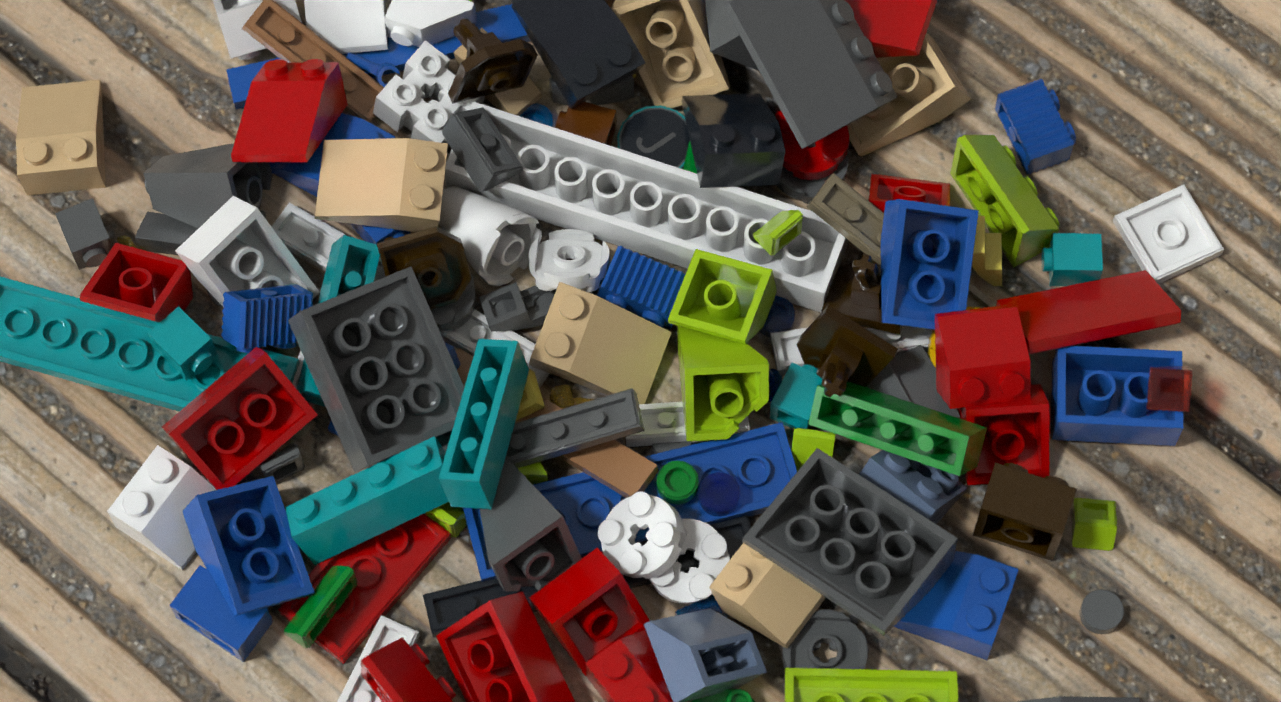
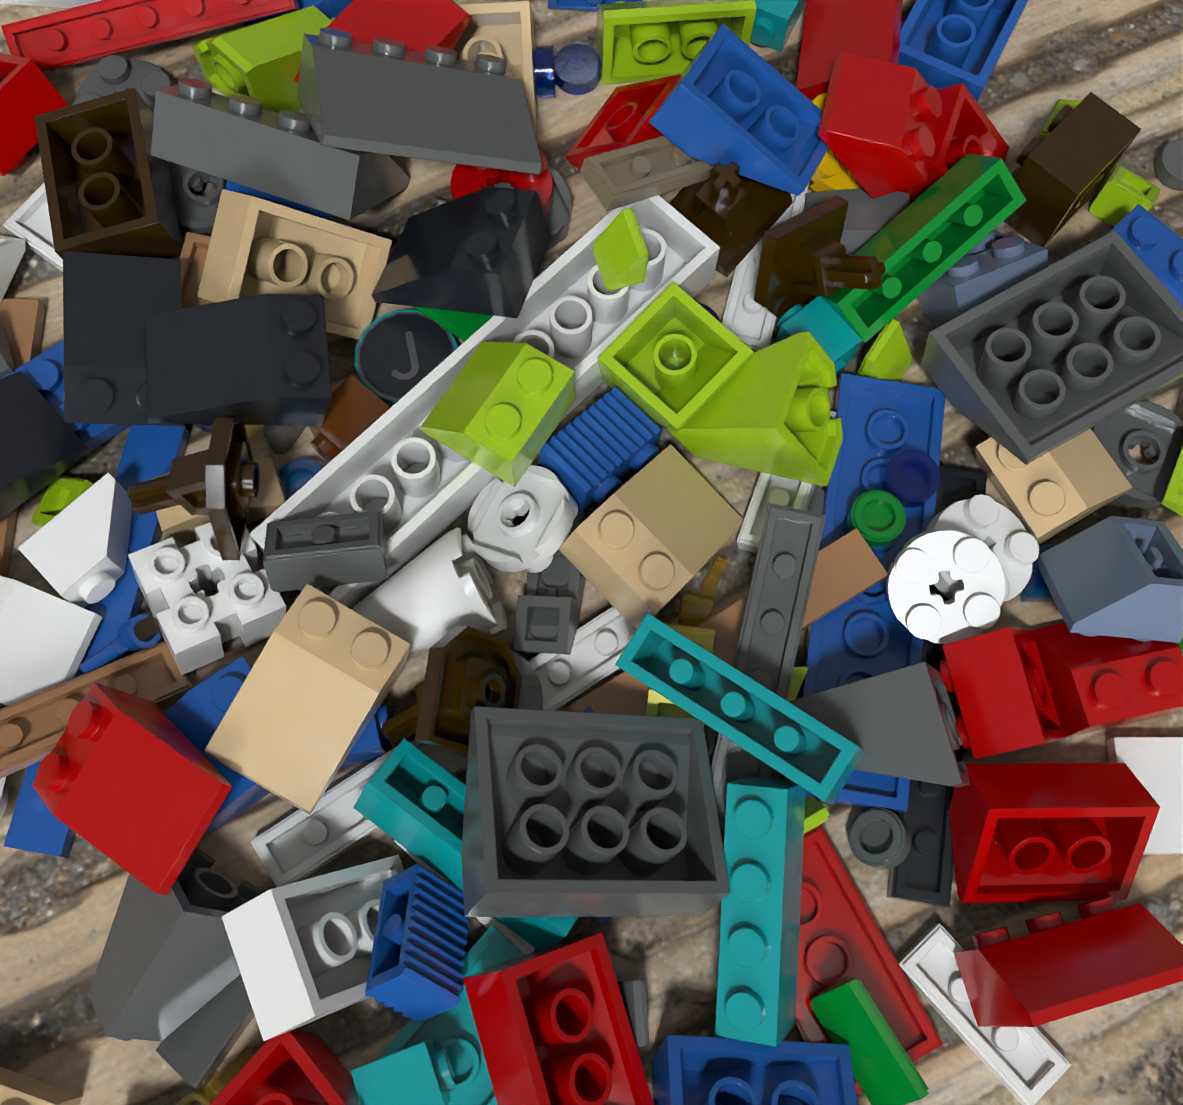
camera: 70 degrees left, 5 degrees up
(457, 572) = (879, 838): none -> dark grey tile
(624, 206) = (503, 407): none -> lime slope
(929, 128) = (544, 71): none -> clear blue tile
(943, 148) = (577, 69): none -> clear blue tile
(1048, 579) = (1121, 195): none -> lime slope

